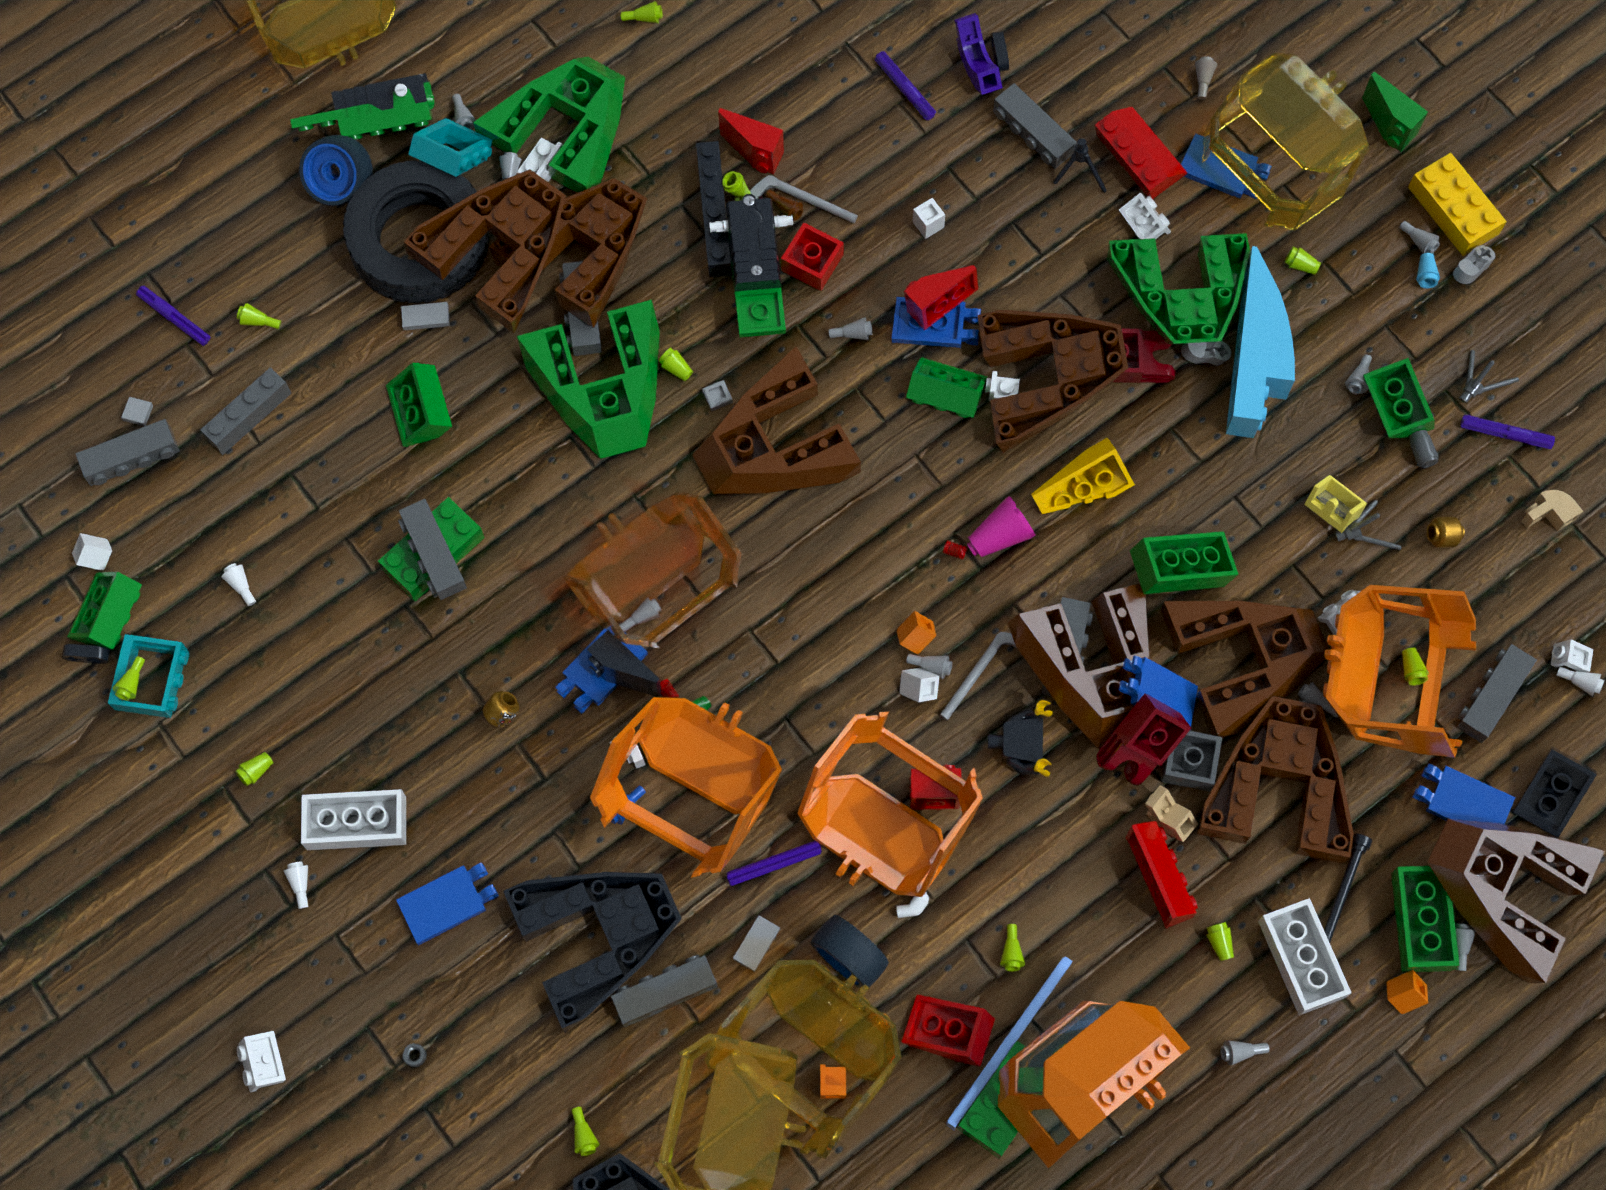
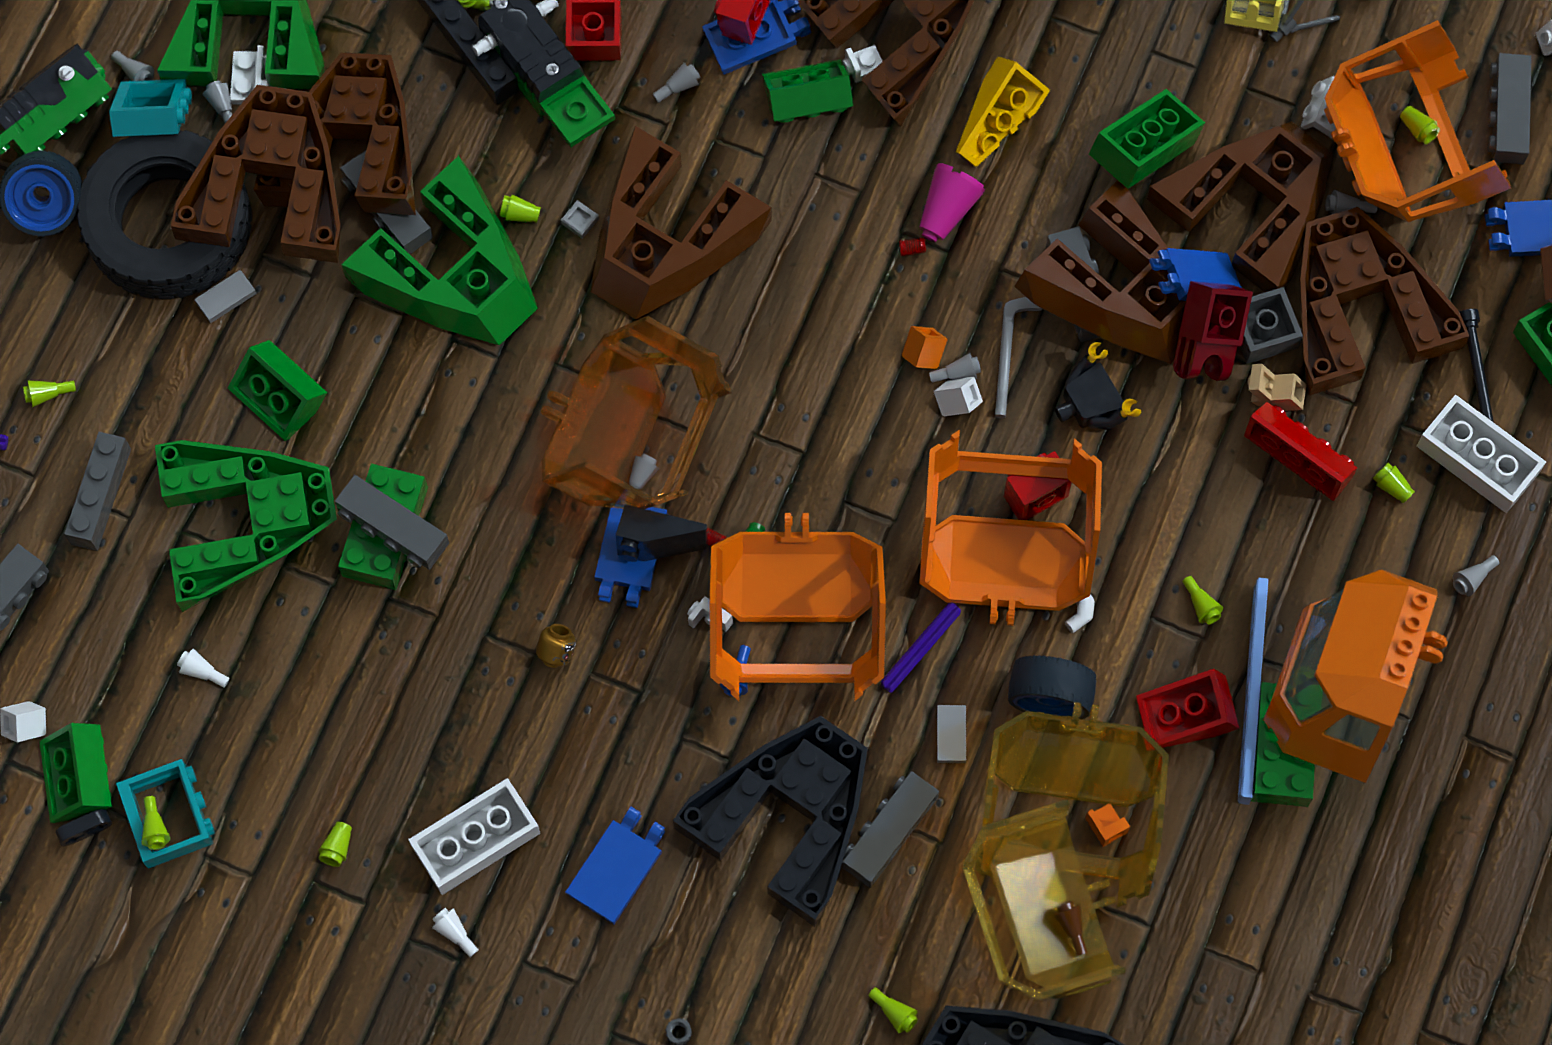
camera: 30 degrees left, 0 degrees up
(366, 497) = (286, 506): none -> green piece
(755, 1142) = (1071, 921): none -> reddish brown cone

